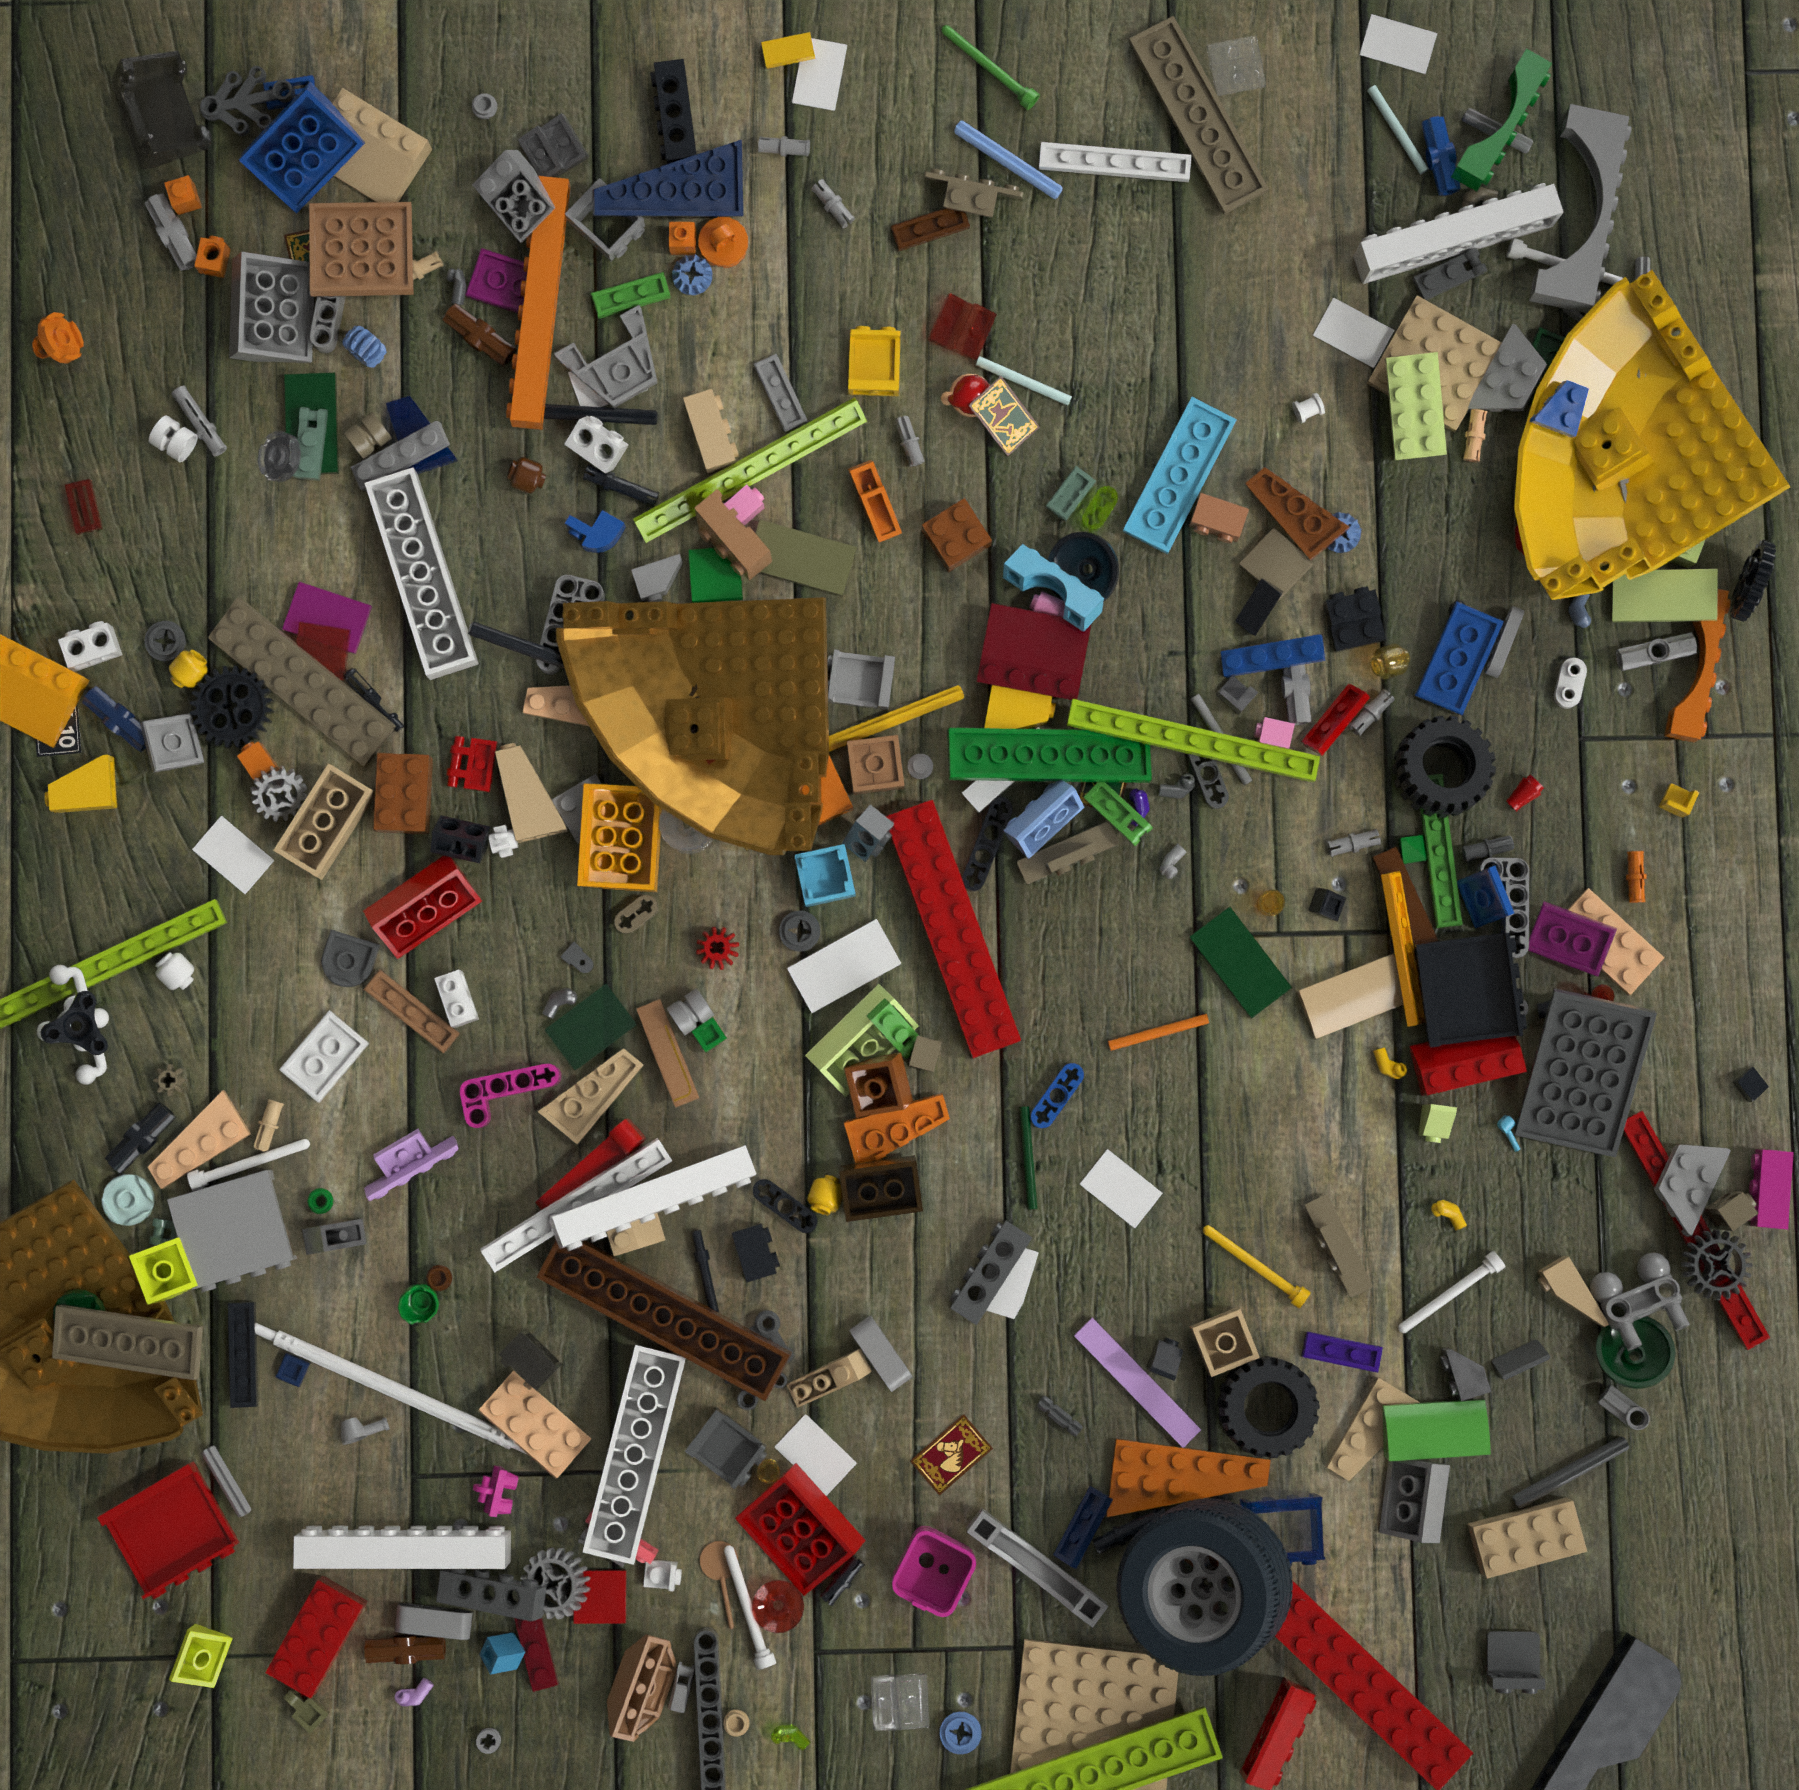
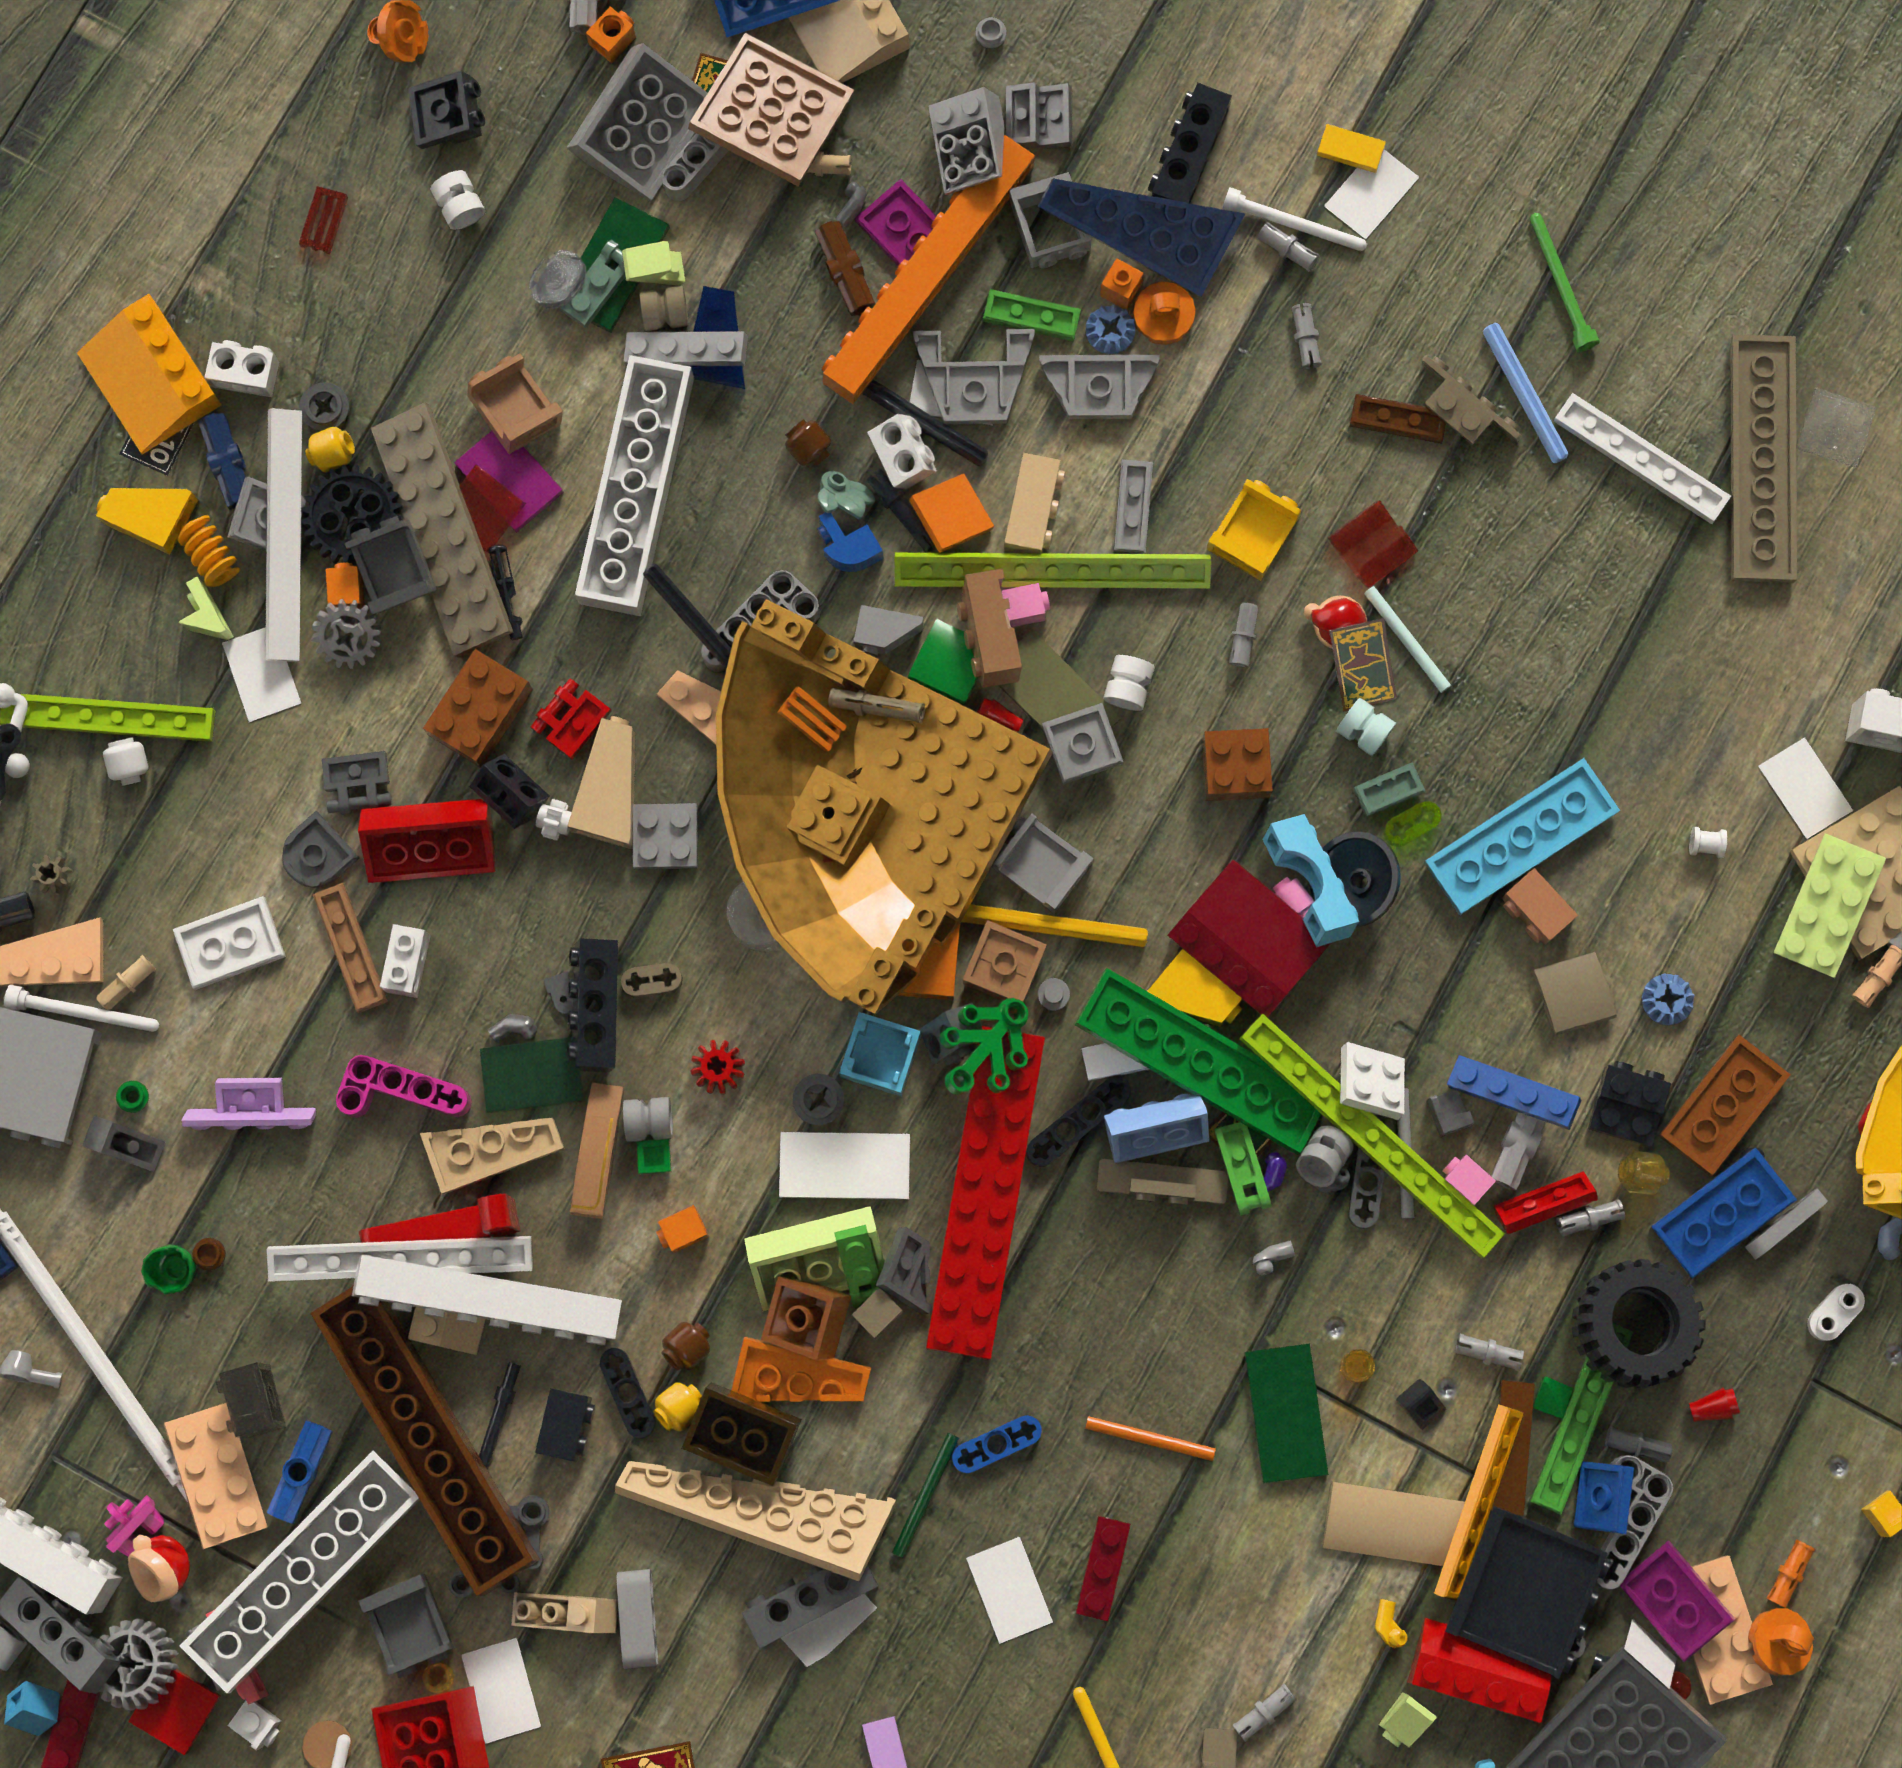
camera: 40 degrees right, 5 degrees down
(126, 378) = (446, 110): none -> black plate
(144, 792) = (206, 553): none -> light orange piece
(173, 838) = (207, 617): none -> yellowish green slope
(192, 748) = (283, 535): none -> white tile
(214, 443) = (498, 230): light grey pin -> none
(282, 727) = (391, 564): none -> dark grey panel
(300, 563) = (513, 403): none -> medium nougat panel
(325, 821) = (376, 691): tan brick -> none
(342, 408) = (653, 264): none -> yellowish green slope
(344, 886) = (356, 772): none -> dark grey plate
(364, 346) = (715, 213): medium blue gear -> none
(533, 1508) = (158, 1567): none -> light nougat piece
(573, 497) = (842, 493): none -> sand green plate
(590, 1371) = (291, 1492): none -> blue piece
(594, 917) = (604, 957): none -> black brick
(619, 839) = (678, 887): light orange slope -> none
(655, 643) = (841, 699): none -> dark tan pin
(656, 468) = (951, 513): none -> orange tile
(664, 672) = (832, 735): none -> orange tile
(706, 319) = (1099, 383): none -> light grey wing
(730, 134) = (1236, 202): none -> white piece
(758, 1074) = (682, 1229): none -> orange brick
(771, 592) = (997, 712): none -> red cone
(807, 1151) = (686, 1346): none -> reddish brown head
(841, 580) = (1082, 743): none -> light grey plate
(848, 518) = (1129, 681): none -> white wheel
(875, 500) = (1169, 678): orange slope -> none
(899, 826) = (989, 1043): none -> green plant
(928, 1012) = (907, 1270): none -> dark grey wing
(946, 1227) = (800, 1523): none -> tan wing
(1030, 458) = (1365, 726): none -> light aqua wheel
(1169, 773) = (1324, 1156): none -> light grey wheel
(1172, 702) = (1372, 1080): none -> white plate
(1176, 1137) = (1103, 1568): none -> dark red plate
(1258, 606) = (1529, 1029): black slope -> none
(1298, 515) = (1631, 958): dark orange wing -> none
(1338, 1171) = (1264, 1712): none -> light grey pin
(1419, 584) = (1724, 1105): none -> dark orange plate
(1573, 983) = (1650, 1653): none -> white sticker
(1654, 926) = (1781, 1641): none -> orange tile

